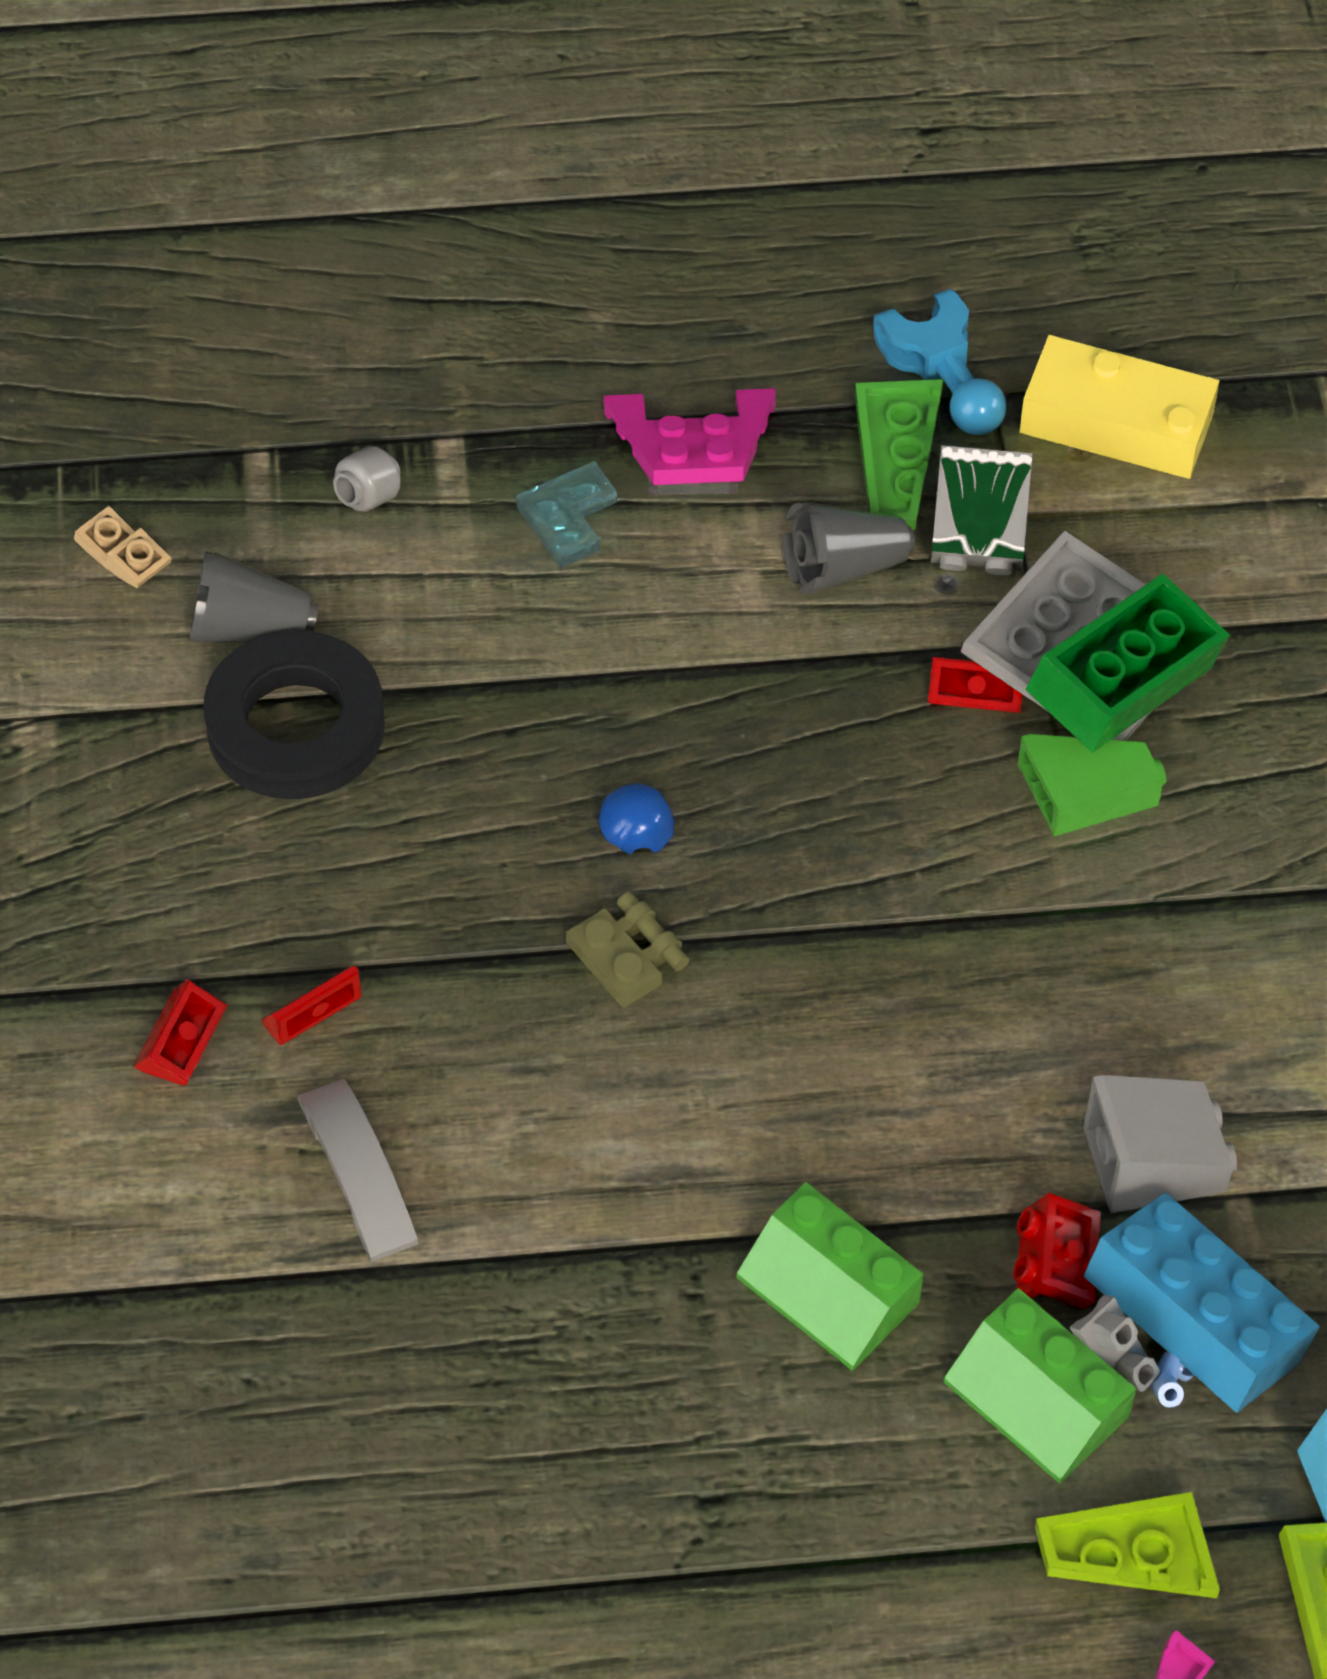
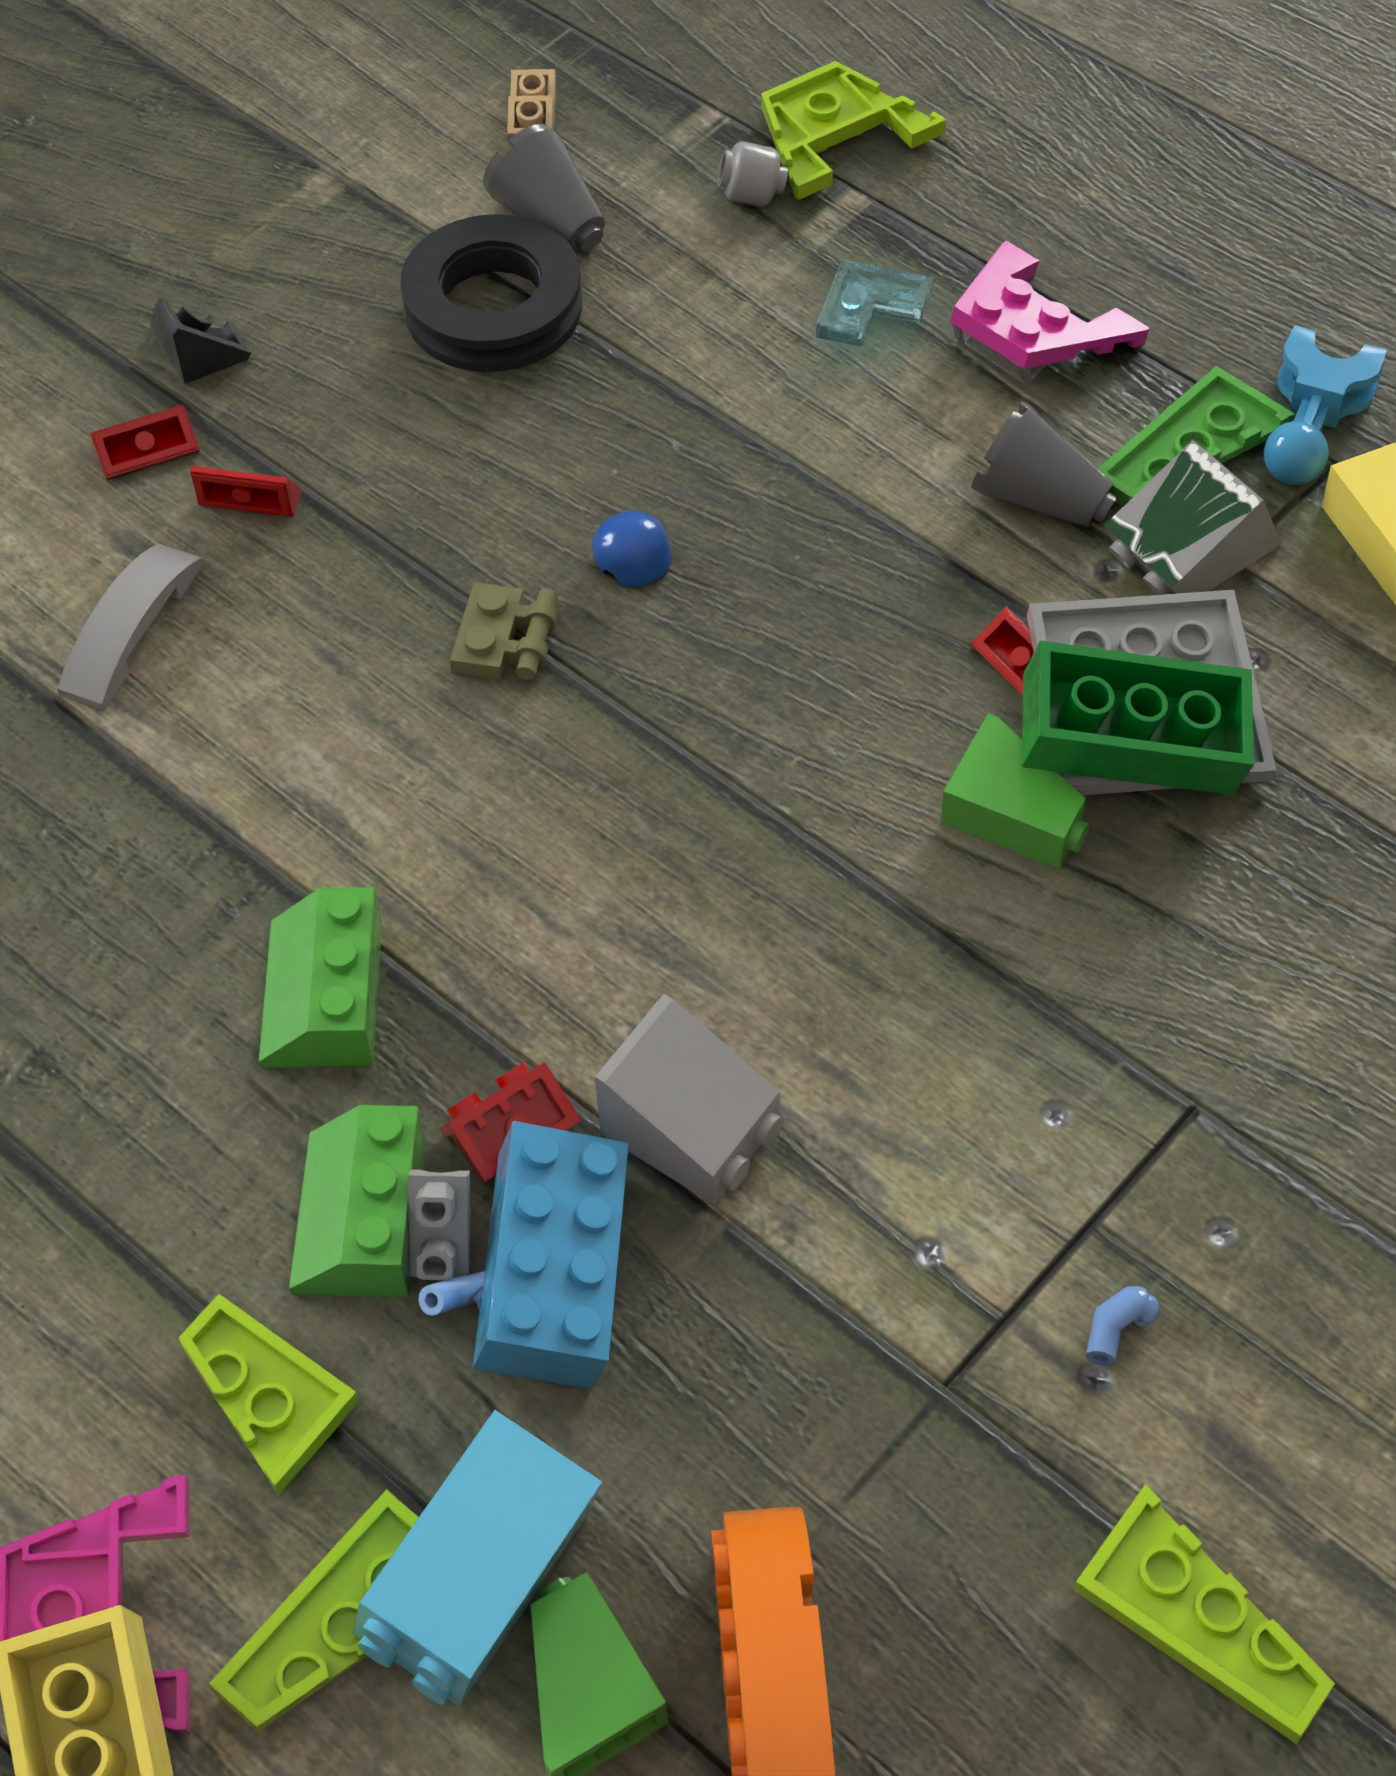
camera: 50 degrees right, 0 degrees up
(117, 930) = (194, 345): none -> black slope
(352, 387) = (830, 108): none -> lime wing

